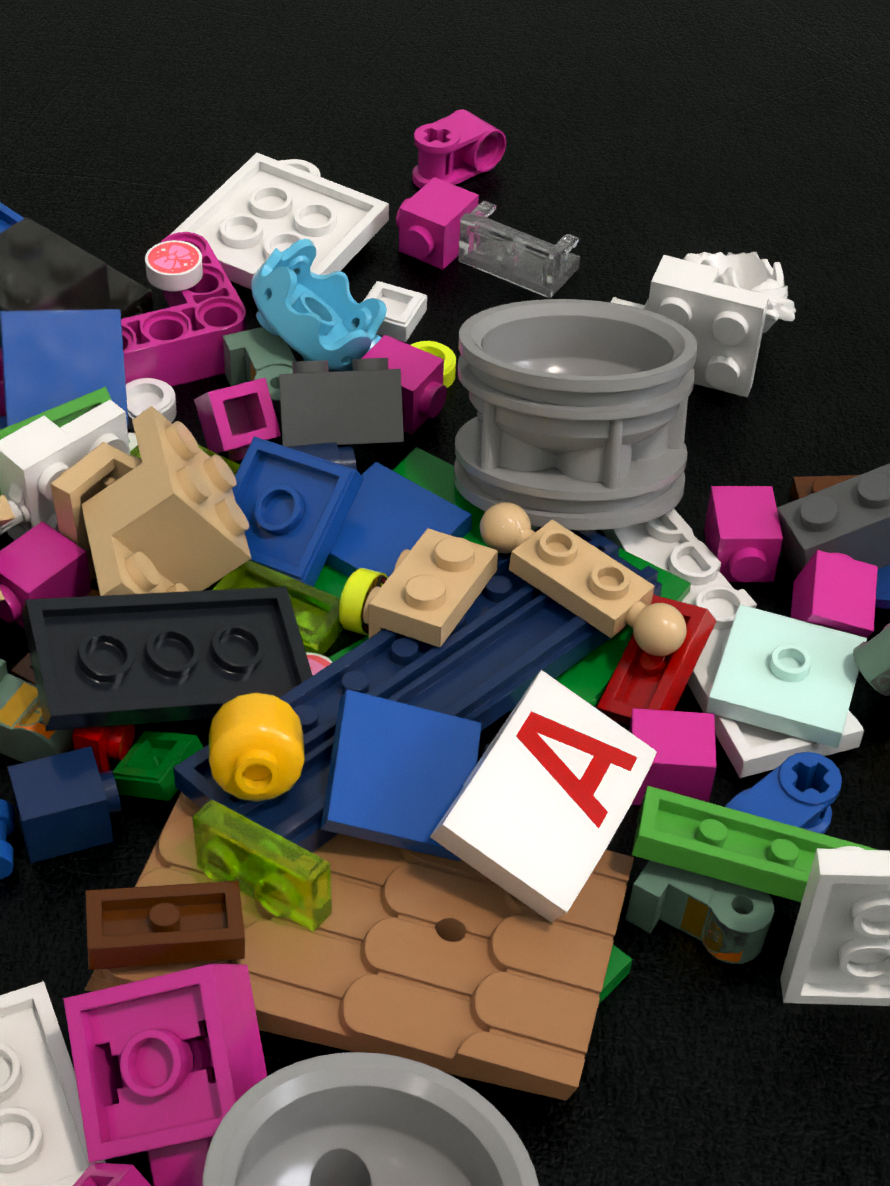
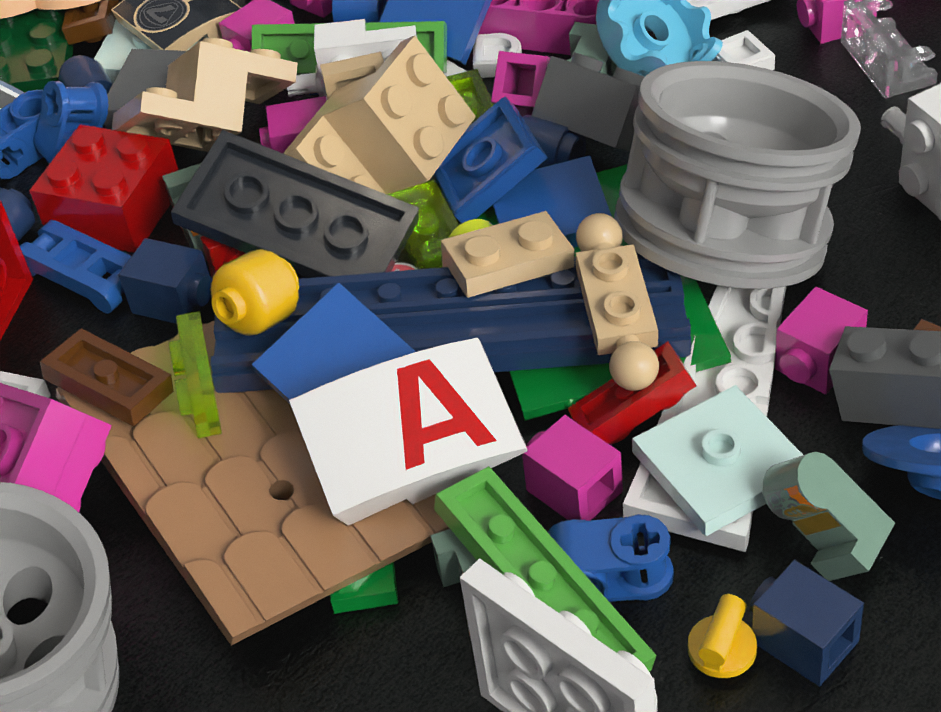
camera: 50 degrees right, 0 degrees up
(836, 593) = (829, 419): dark pink brick -> none

